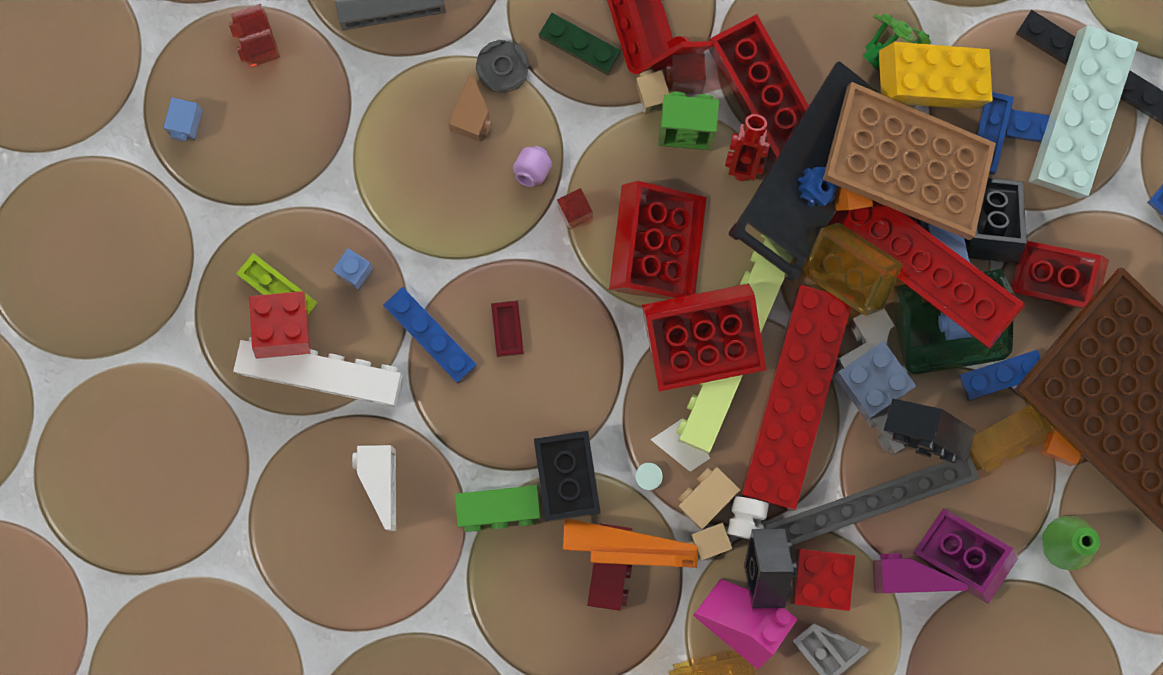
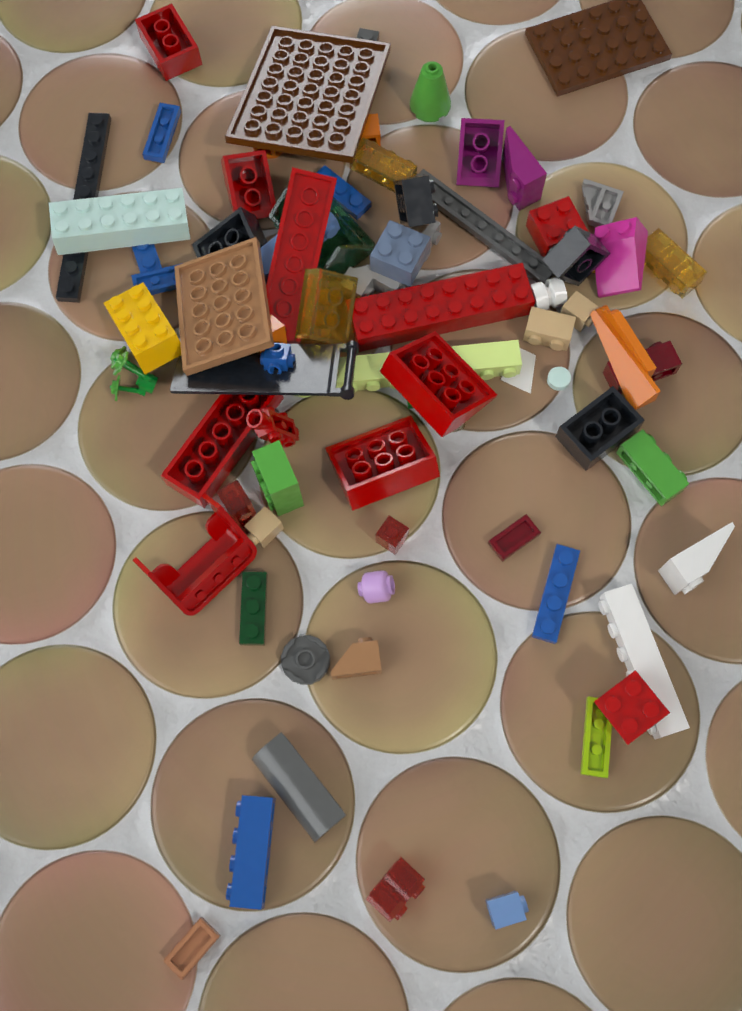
camera: 115 degrees left, 10 degrees down
(353, 269) = (544, 681): medium blue brick -> none

